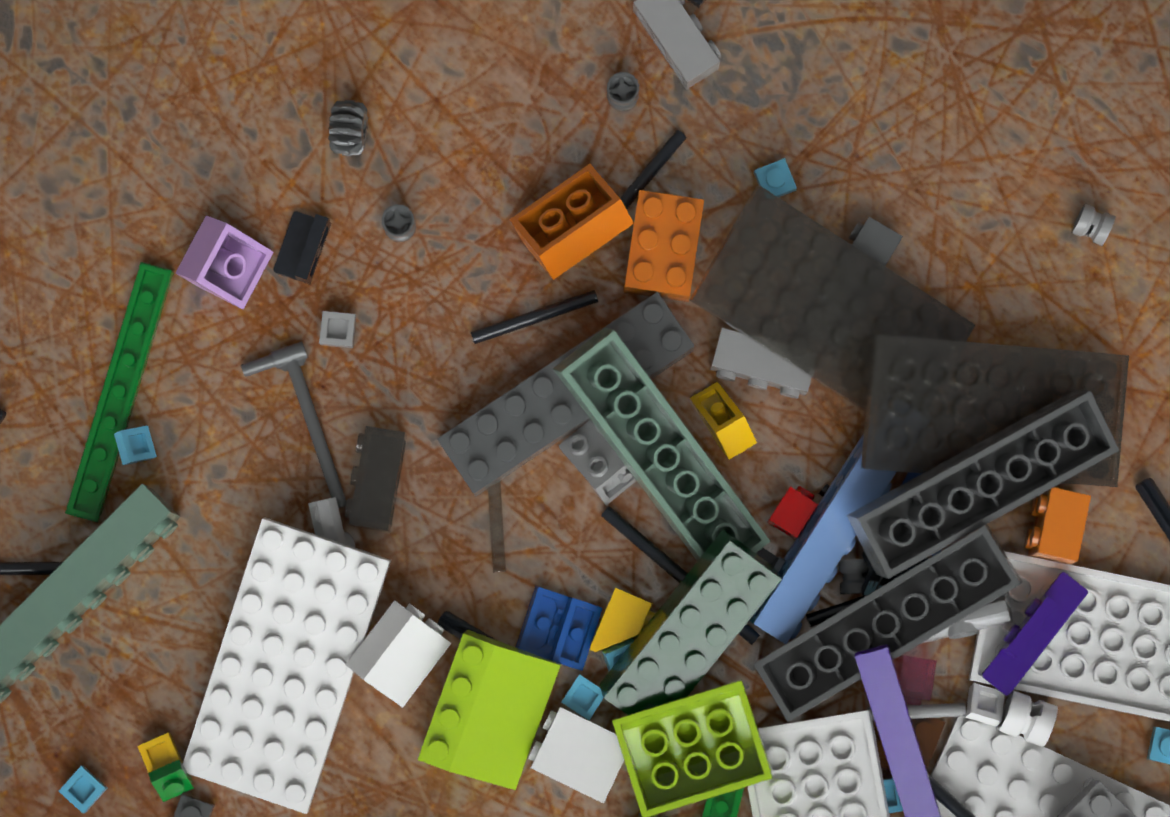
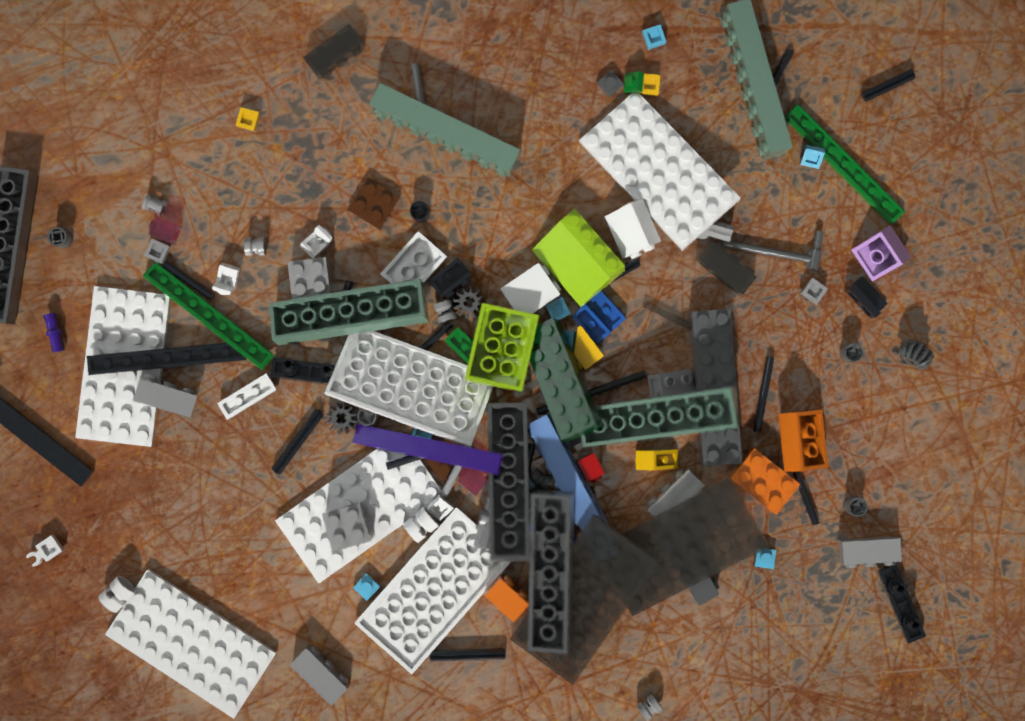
camera: 120 degrees right, 5 degrees up
(1033, 635) = (460, 553): dark purple bracket -> none

